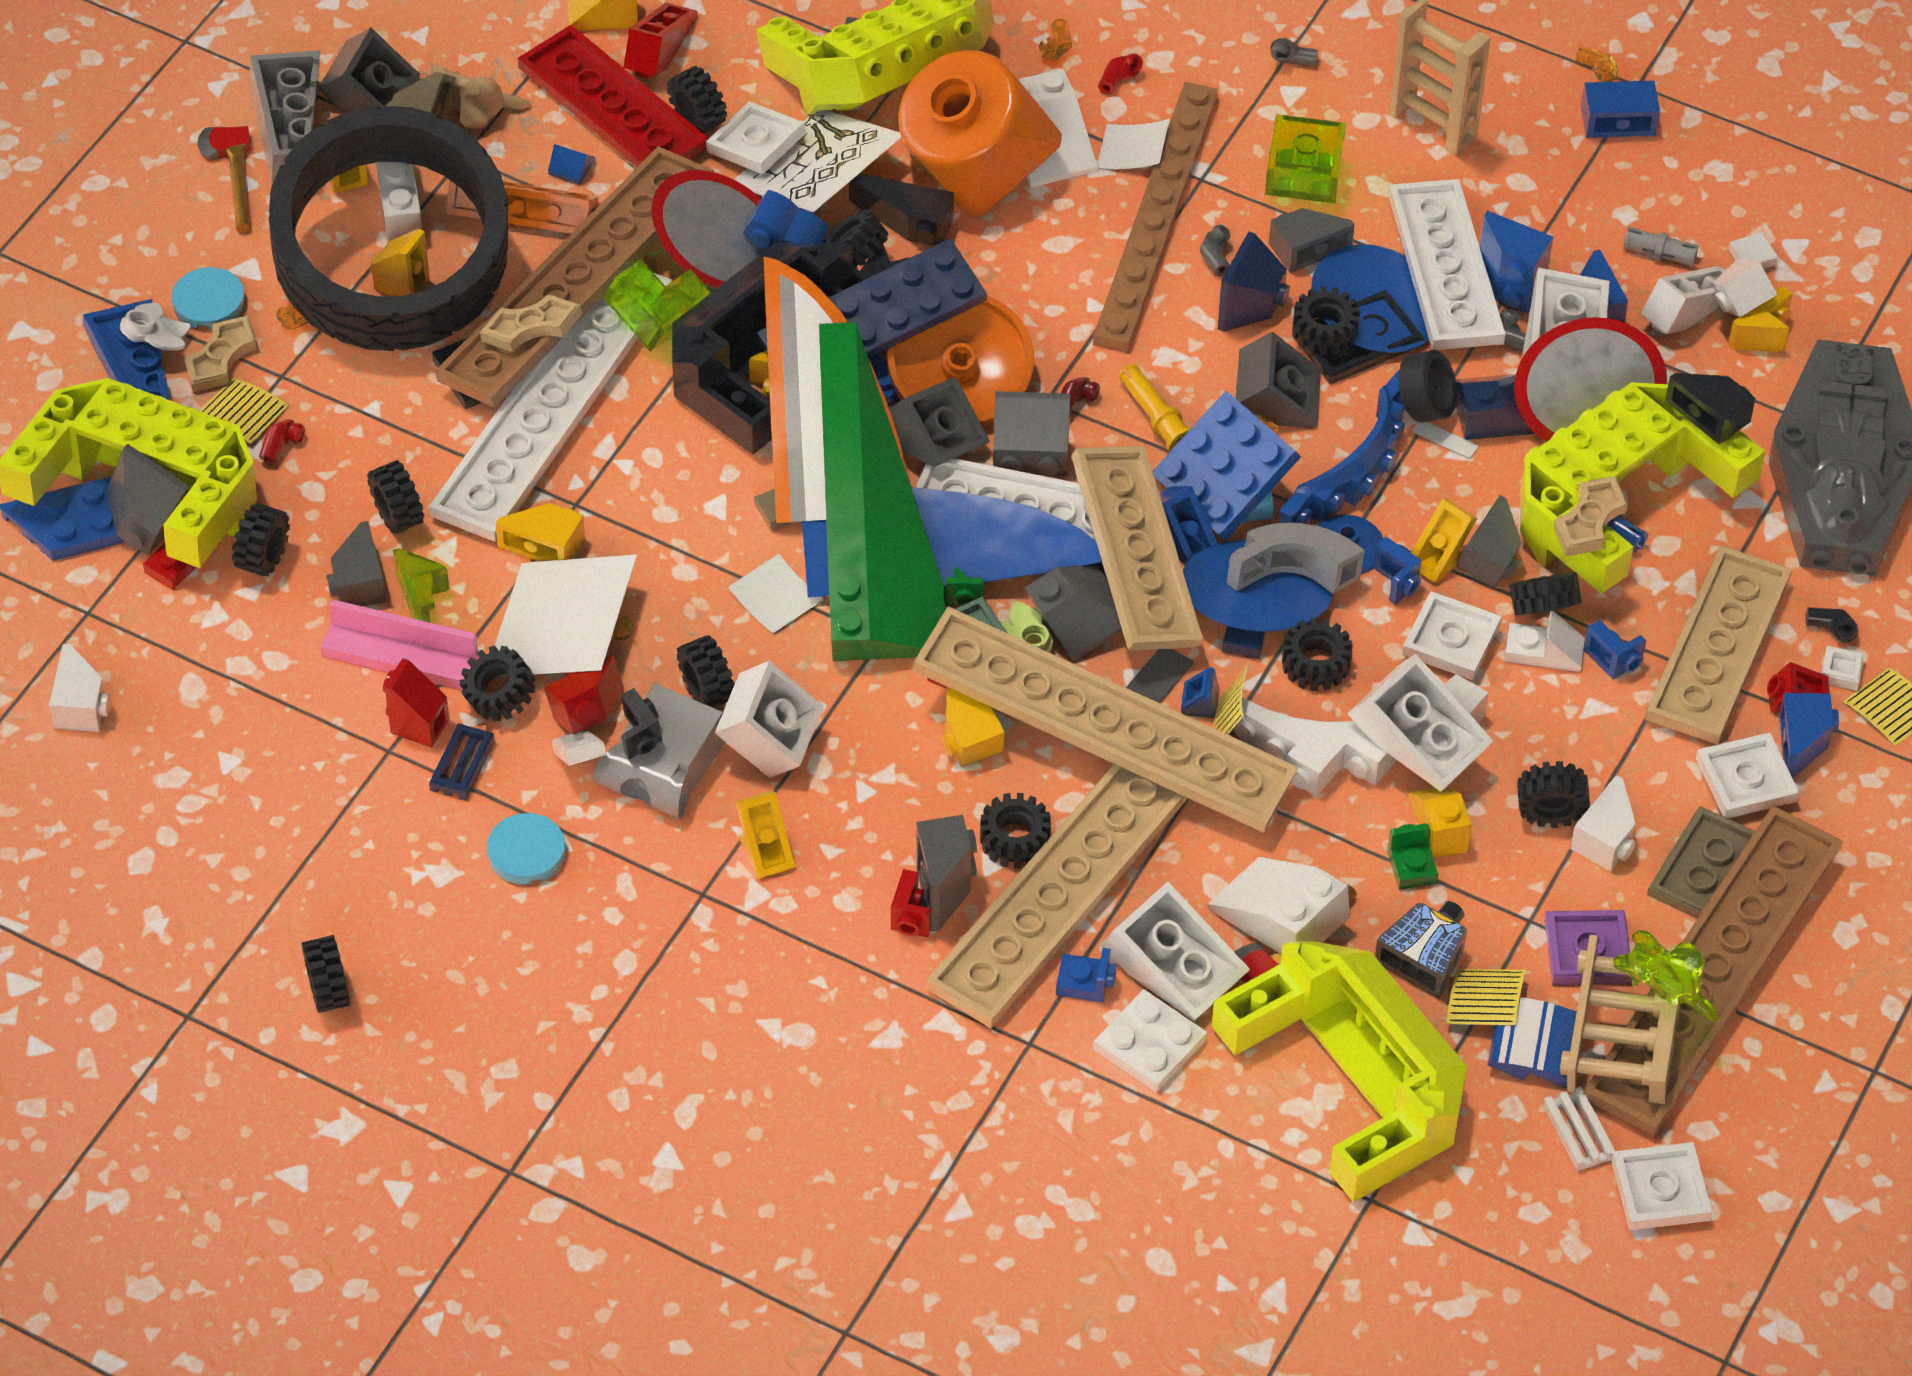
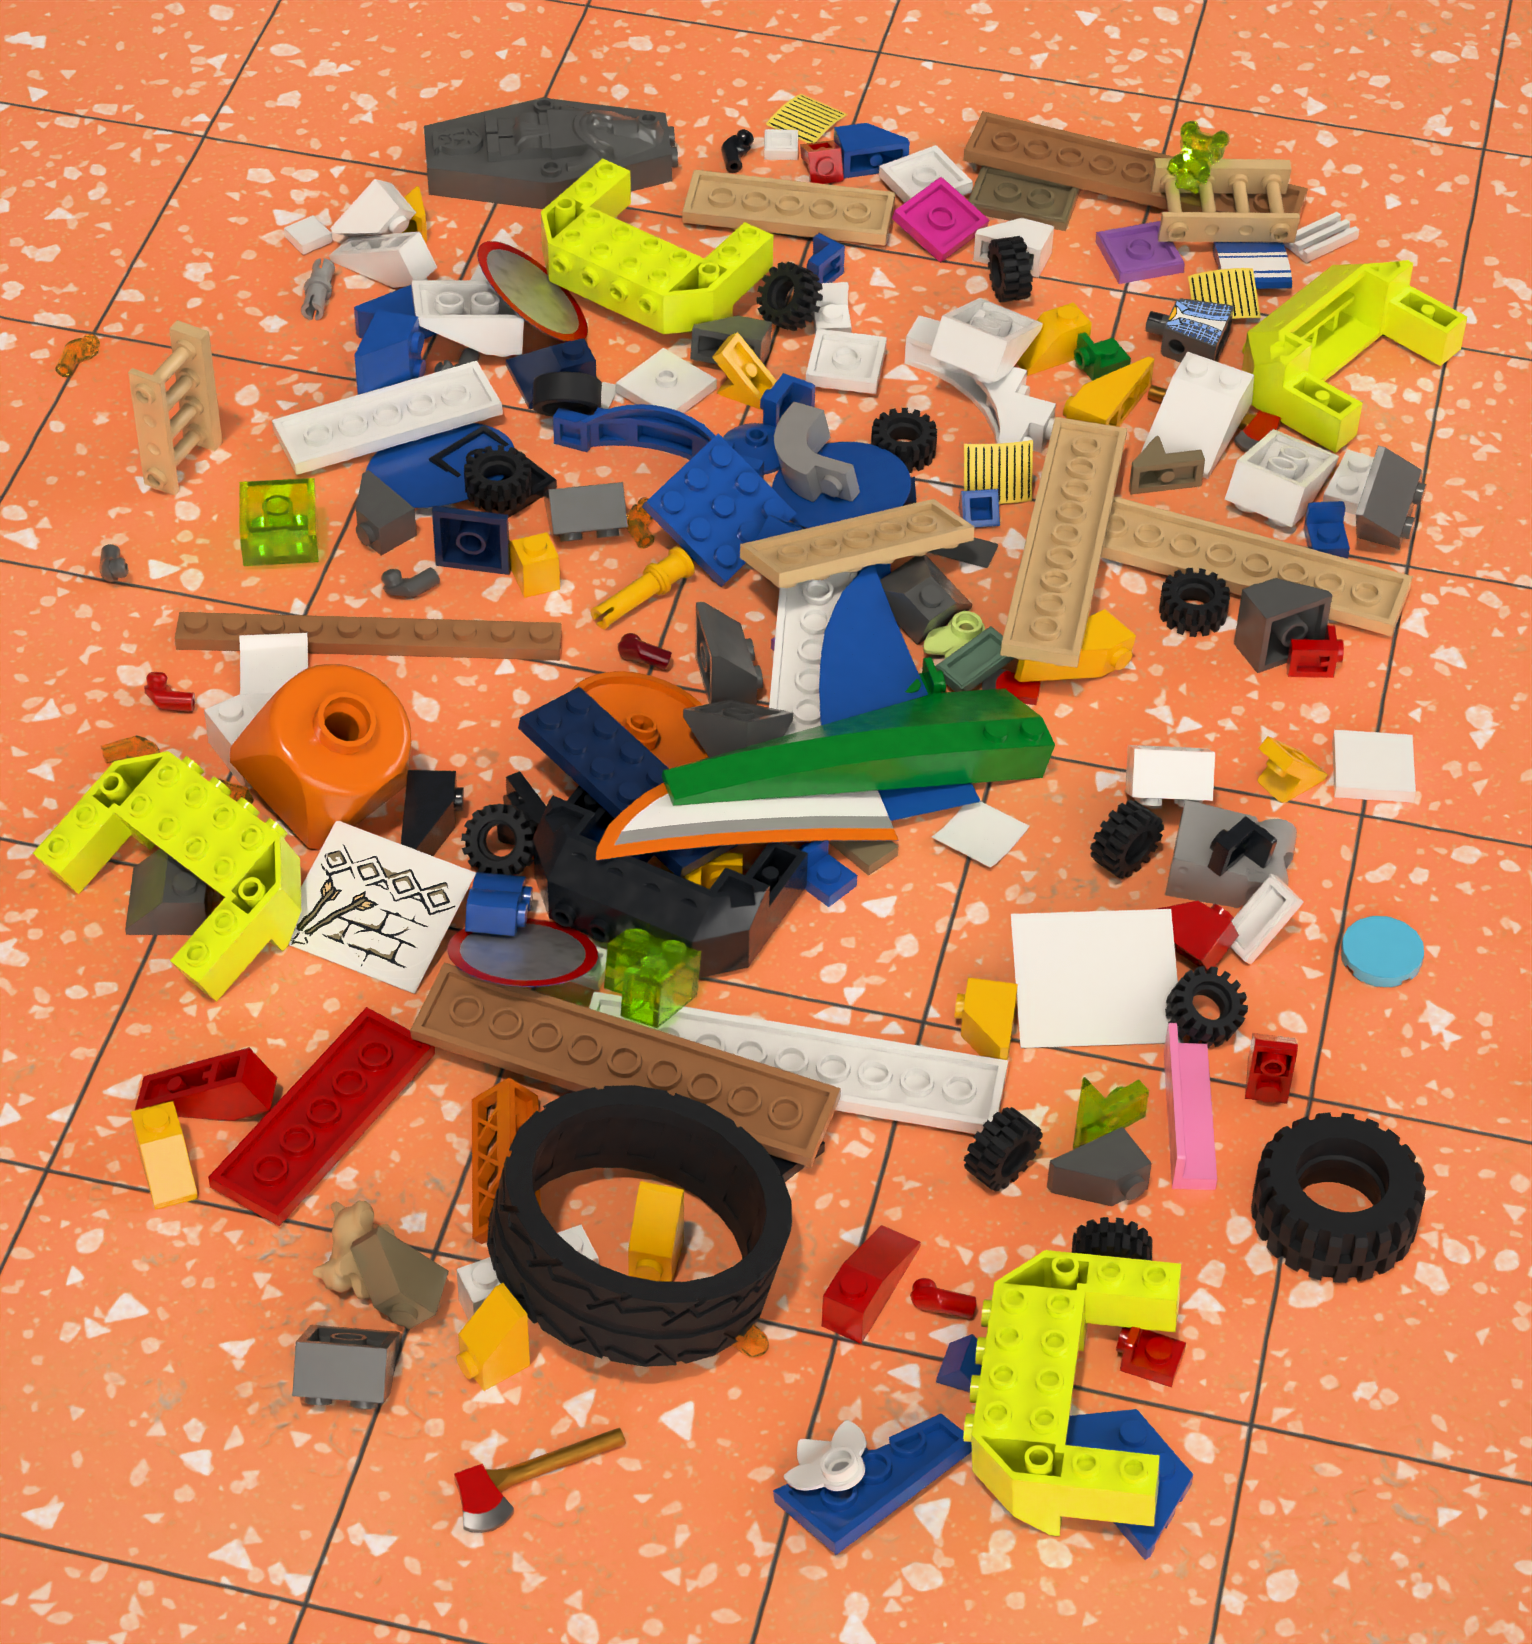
camera: 105 degrees left, 5 degrees down
(77, 694) = (1381, 1381): white slope -> none
(142, 499) = (1117, 1374): dark grey slope -> none
(207, 297) = (747, 1438): medium azure tile -> none
(213, 362) = (810, 1396): tan tile -> none
(245, 406) = (903, 1358): light yellow sticker -> none
(256, 747) = (1330, 1240): none -> black tyre
(283, 101) = (440, 1422): light grey wedge -> none
(314, 394) = (867, 1283): none -> red slope
(452, 785) = (1308, 1037): dark blue tile -> none
(515, 326) = (734, 1087): tan tile -> none
(569, 164) = (426, 1135): blue slope -> none
(697, 98) = (317, 1018): black tyre -> none
(755, 468) = (826, 876): none -> blue bracket
(756, 137) = (352, 966): white plate -> none
(756, 917) = (1373, 766): none -> white tile
(1088, 1007) = (1389, 500): none -> dark grey slope
(1215, 332) = (535, 564): none -> yellow slope
(1219, 852) = (1160, 471): none -> dark tan slope
(1325, 832) = (1112, 395): none -> yellow slope
(1454, 478) = (666, 382): none -> white plate
(1583, 527) = (744, 241): tan tile -> none
(1620, 109) = (142, 327): blue brick -> none
(1661, 1186) = (1355, 185): white plate -> none
(1666, 767) = (940, 219): none -> dark pink tile
(1711, 403) = (581, 172): black slope -> none

